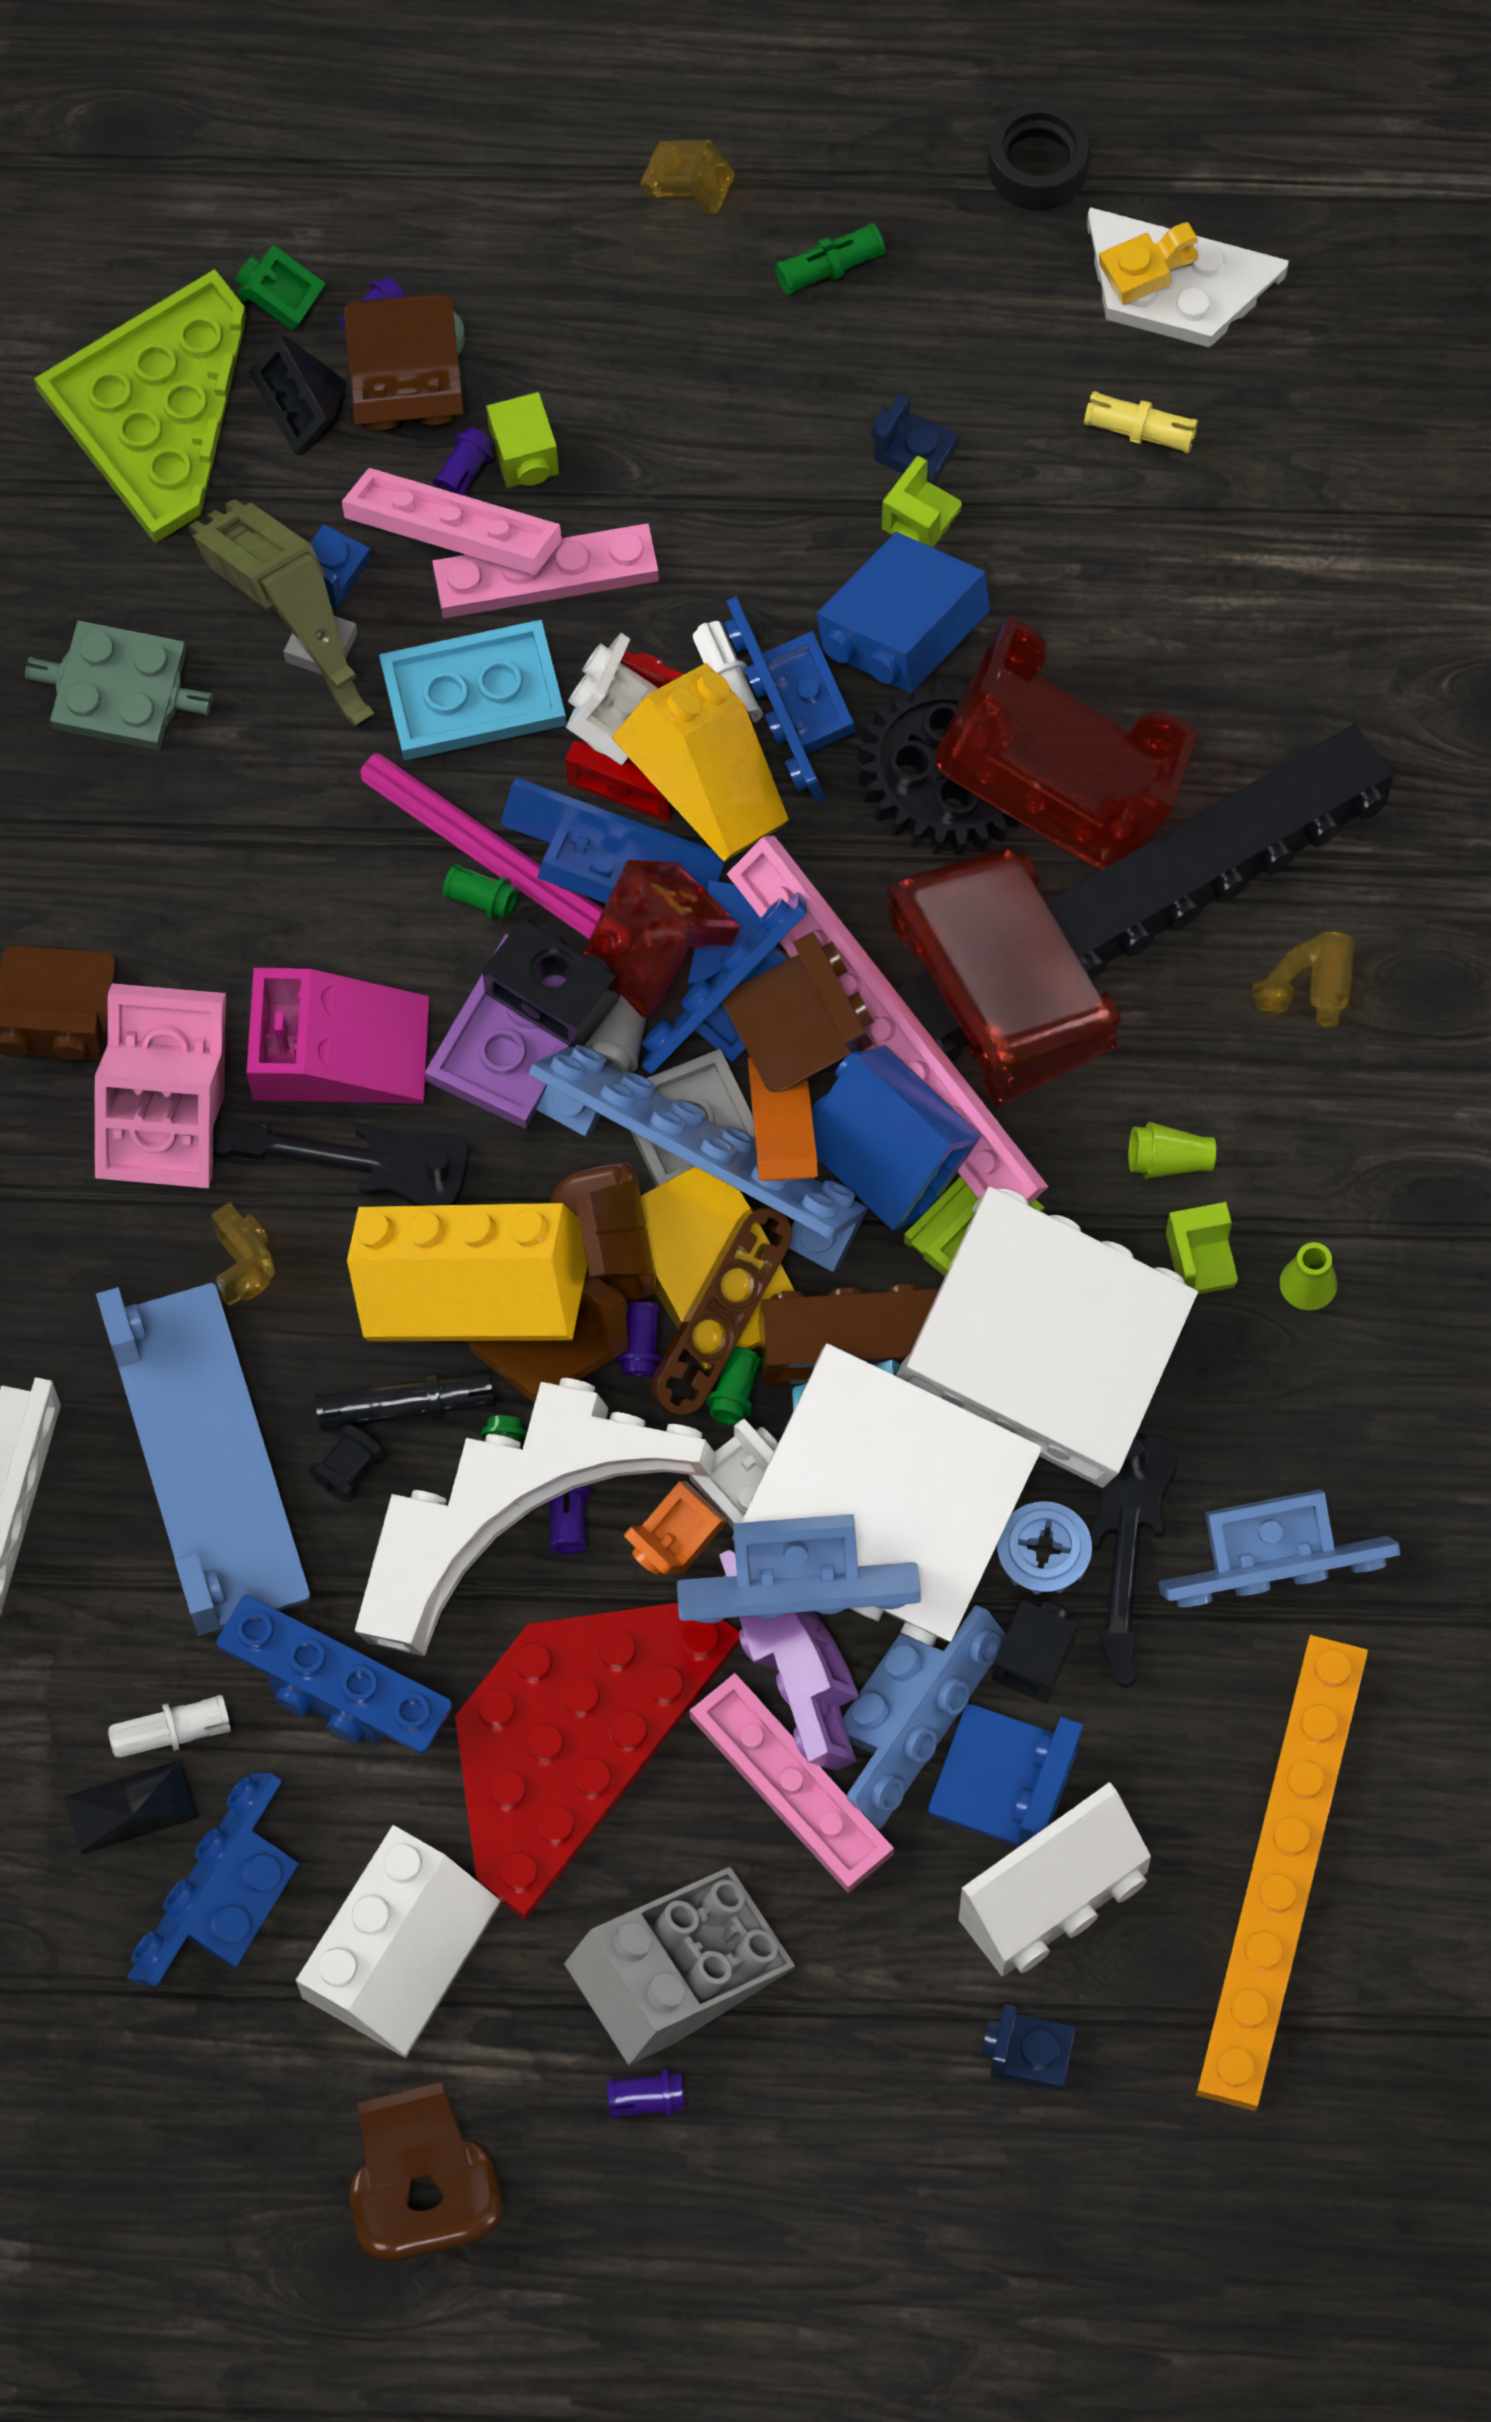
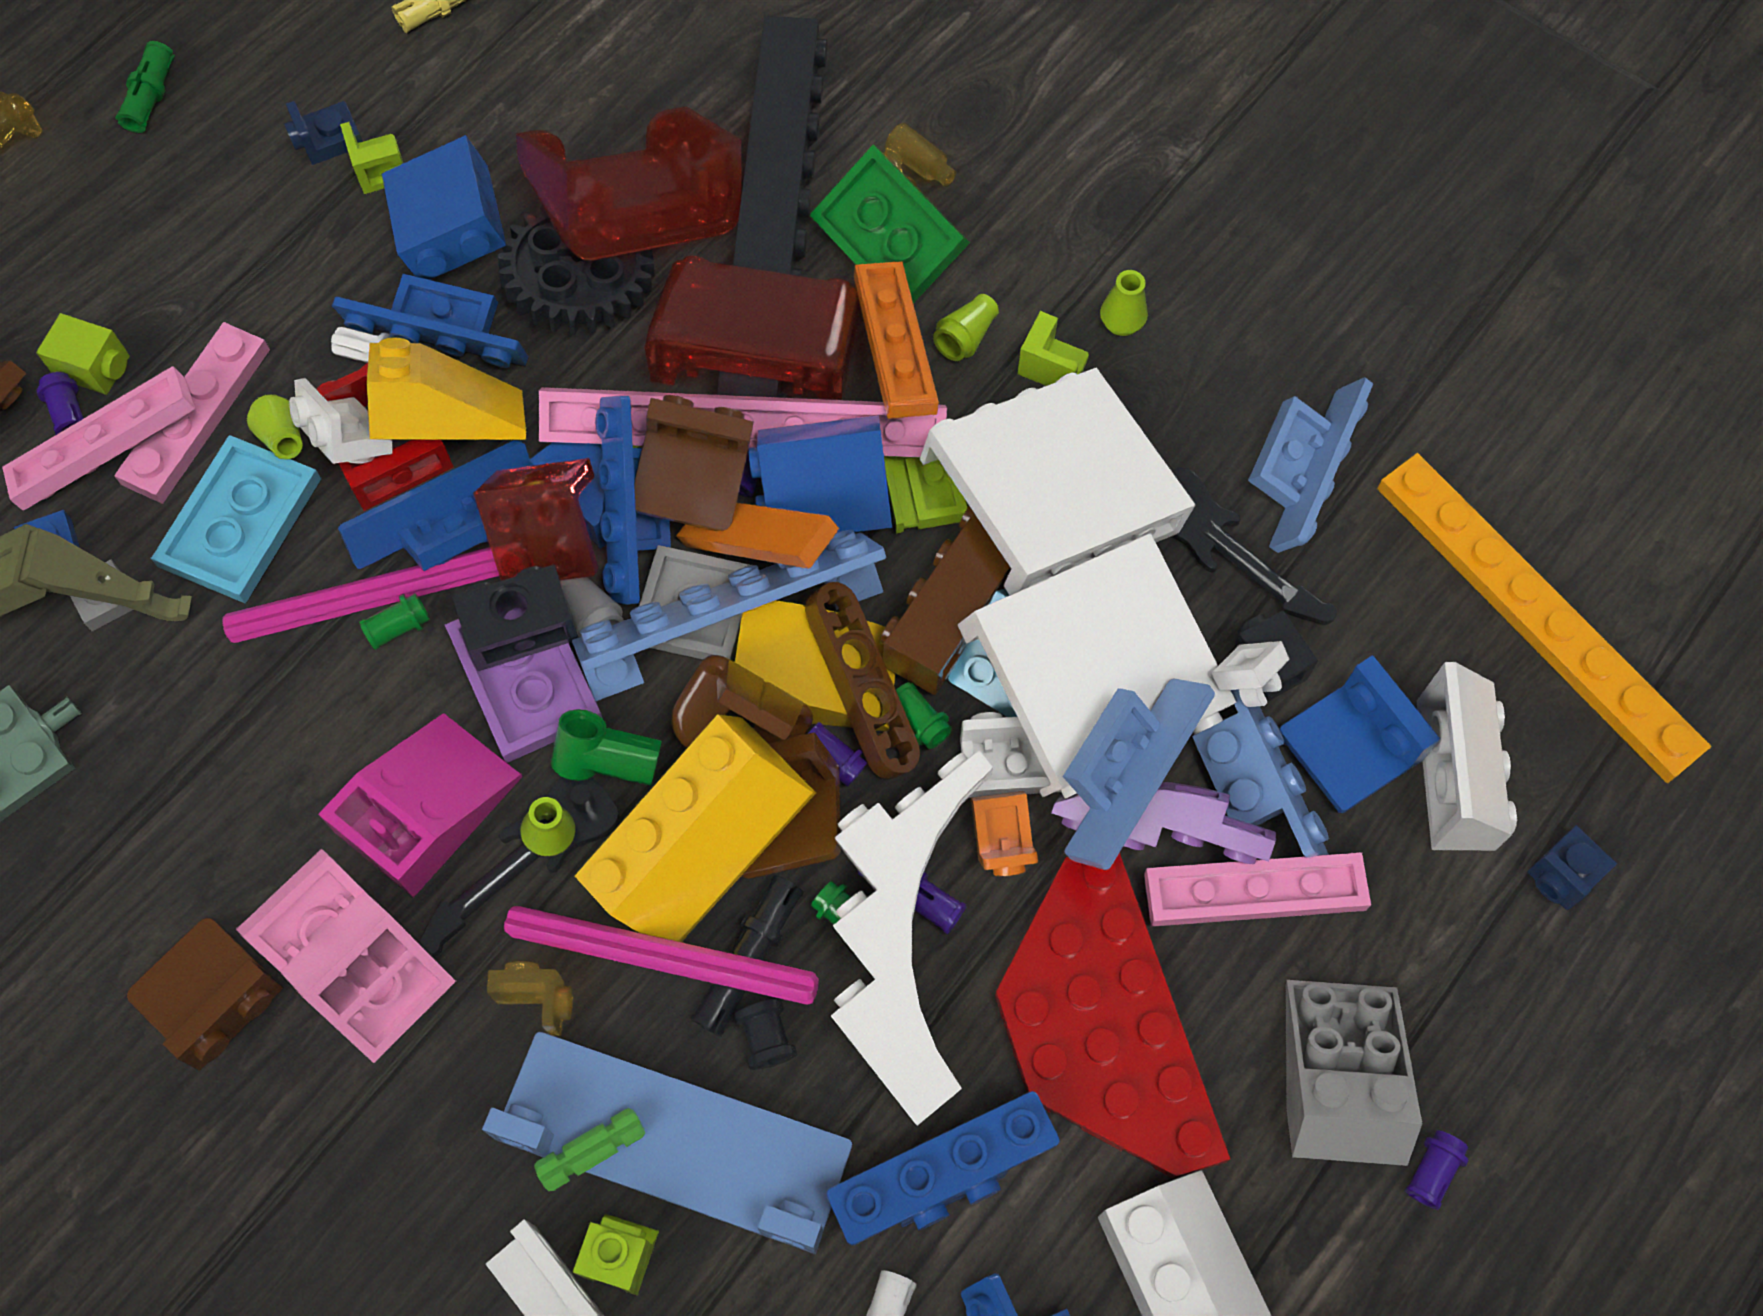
camera: 55 degrees left, 0 degrees up
(82, 1477) = (616, 1253): none -> lime window
(147, 1393) = (589, 1149): none -> bright green axle
(349, 1329) = (662, 954): none -> dark pink axle
(387, 1166) = (551, 837): none -> lime cone
(485, 1136) = (588, 747): none -> green piece
(576, 644) = (272, 424): none -> lime cone
(984, 1625) = (1252, 671): none -> white tile
(1067, 1534) = (1220, 599): light blue gear -> none
(1078, 1094) = (895, 340): none -> orange tile
(1212, 1007) = (885, 219): none -> green plate

